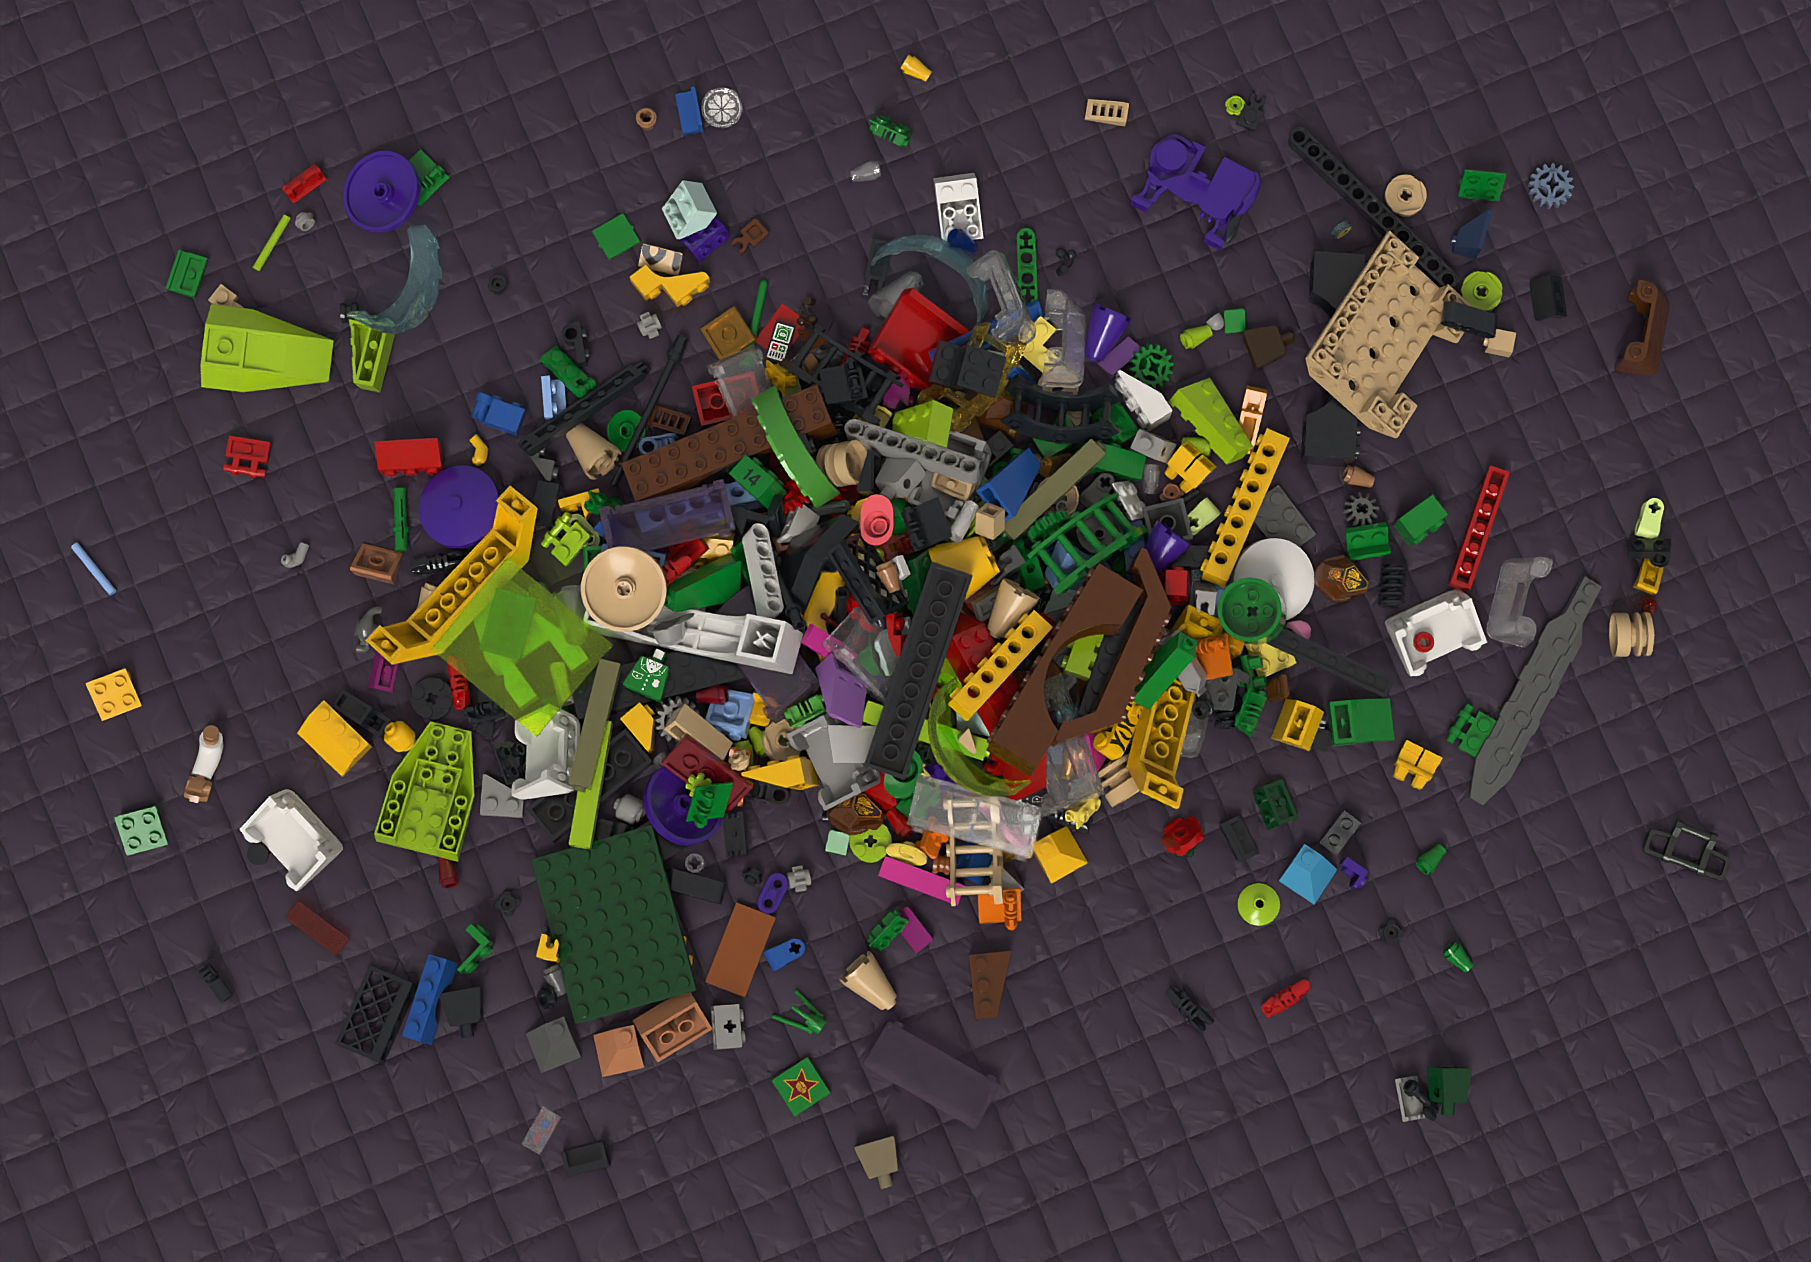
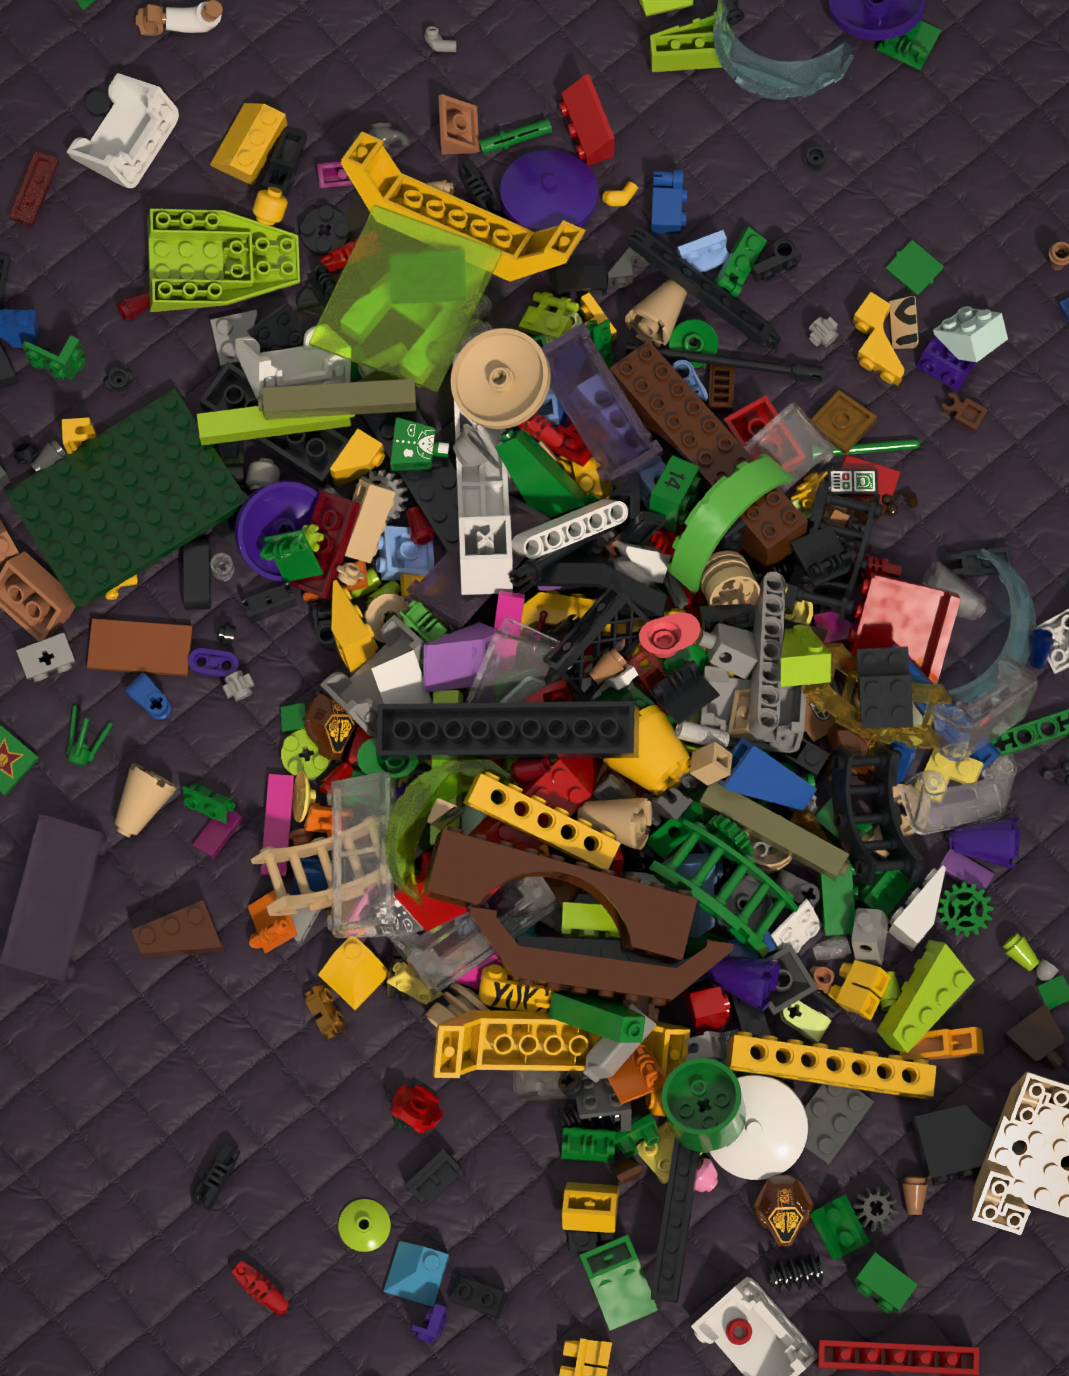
camera: 75 degrees right, 5 degrees down
(952, 663) = (528, 769): none -> dark red cone
(1091, 882) = (332, 1021): none -> pearl gold hinge
(1275, 804) = (488, 1209): dark green bracket -> none

